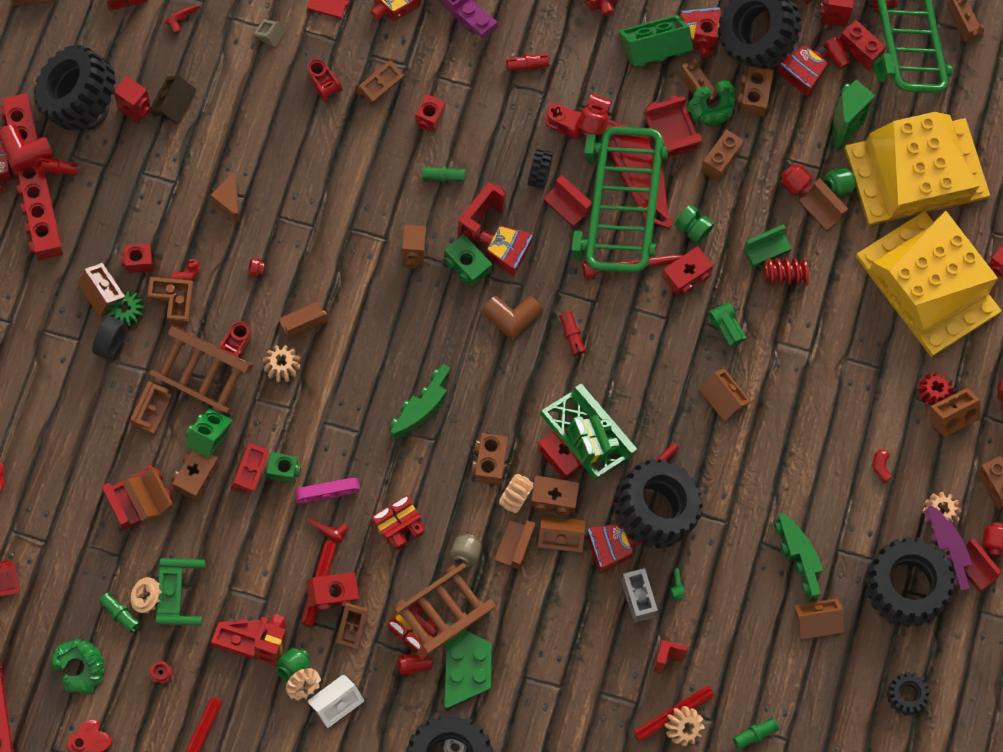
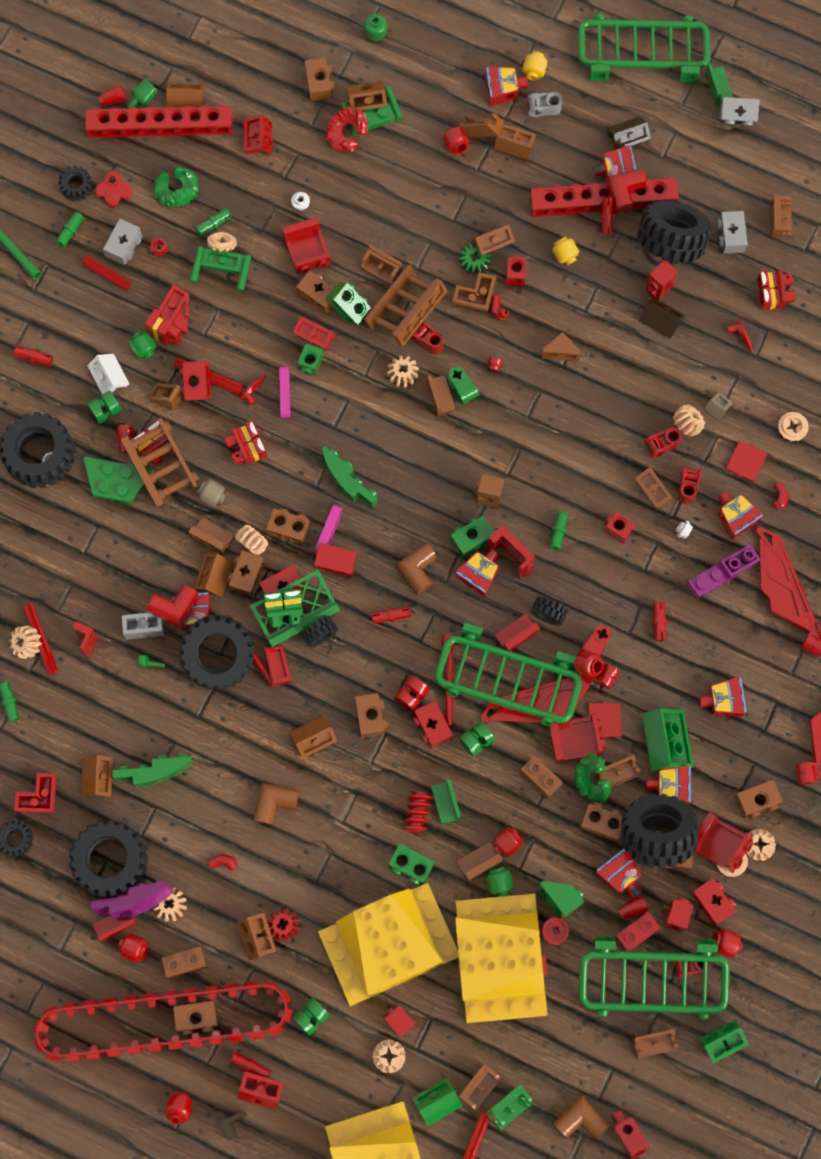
camera: 105 degrees right, 5 degrees up
(50, 31) = (733, 232): none -> light grey brick
(80, 520) = (300, 205): none -> white plate
(105, 208) = (565, 250): none -> yellow head
(109, 338) = (445, 237): black tyre -> none
(148, 495) = (302, 249): dark orange panel -> none
(169, 724) = (122, 232): none -> light grey brick
(291, 295) = (463, 388): none -> green piece
(296, 55) = (688, 420): none -> light nougat gear
(296, 682) = (124, 349): light nougat gear -> none
(366, 47) = (689, 481): none -> red piece
(381, 695) = (110, 403): none -> green wheel
(420, 49) = (684, 529): none -> white plate
(487, 414) = (330, 526): none -> dark pink beam
(522, 398) = (335, 559): none -> red panel
(610, 401) = (319, 631): none -> black tyre
(619, 555) = (175, 611): none -> red brick
(638, 100) = (610, 718): none -> red piece
(654, 444) = (277, 665): none -> red tile
(658, 296) = (415, 687): none -> red wheel
(683, 346) = (366, 704): none -> dark orange brick
(709, 22) = (672, 777): red brick -> none
(725, 320) = (381, 749): green piece -> none
(800, 428) = (269, 798): none -> dark orange brick
(839, 270) = (414, 859): none -> green brick
(860, 670) = (42, 799): none -> red brick
(879, 116) = (554, 931): none -> red wheel

